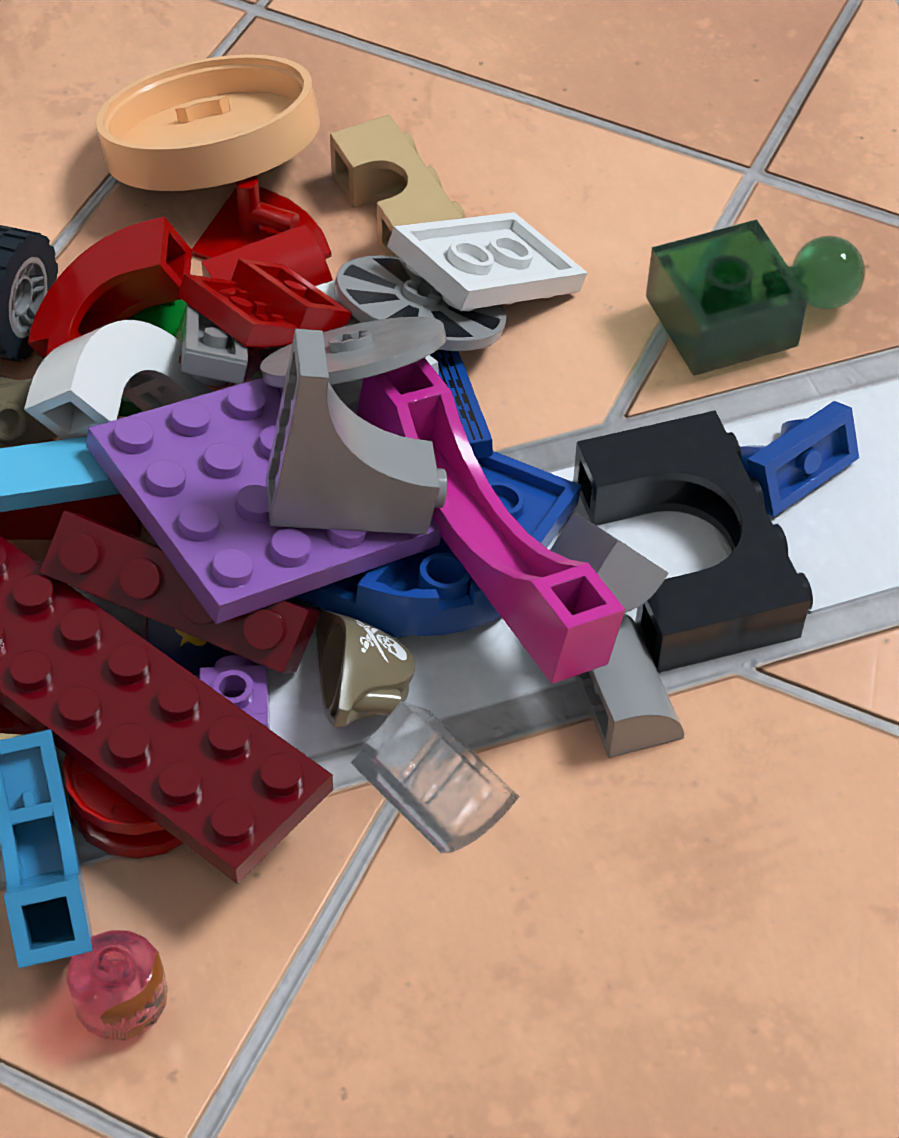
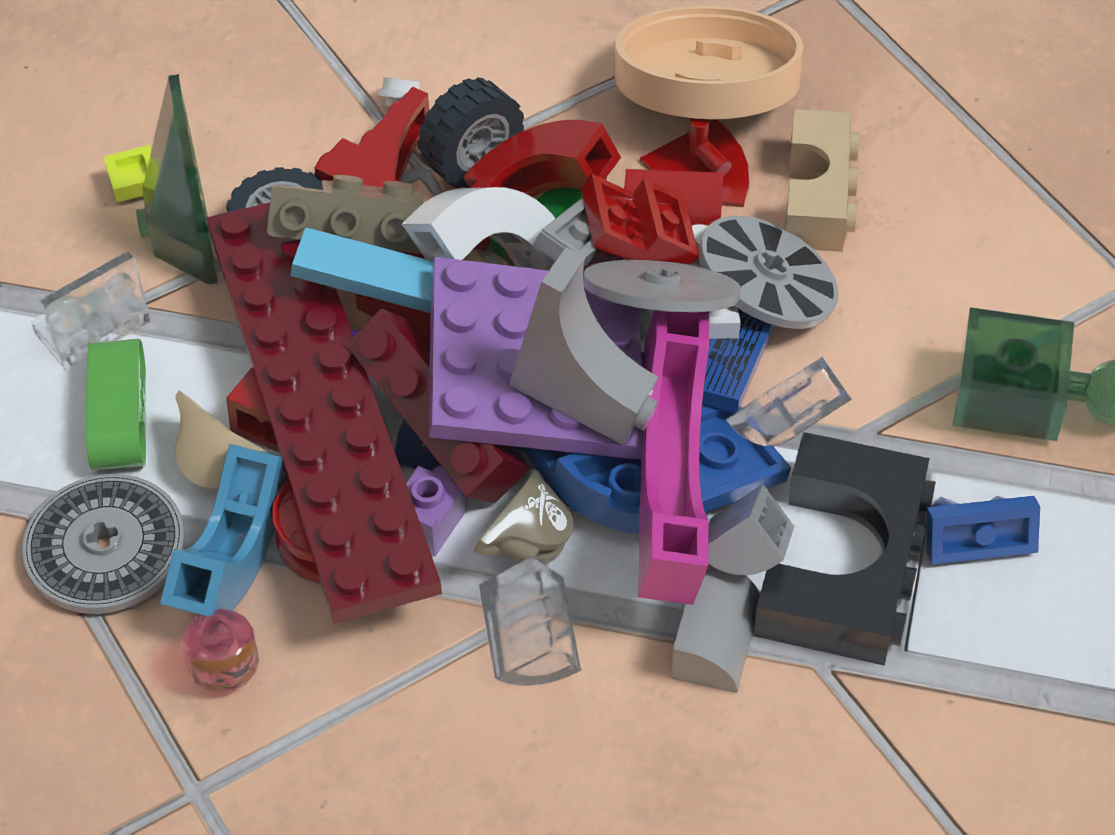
camera: 35 degrees right, 0 degrees up
(486, 260) = (843, 261): white plate -> none
(542, 424) = (791, 406): none -> clear brick

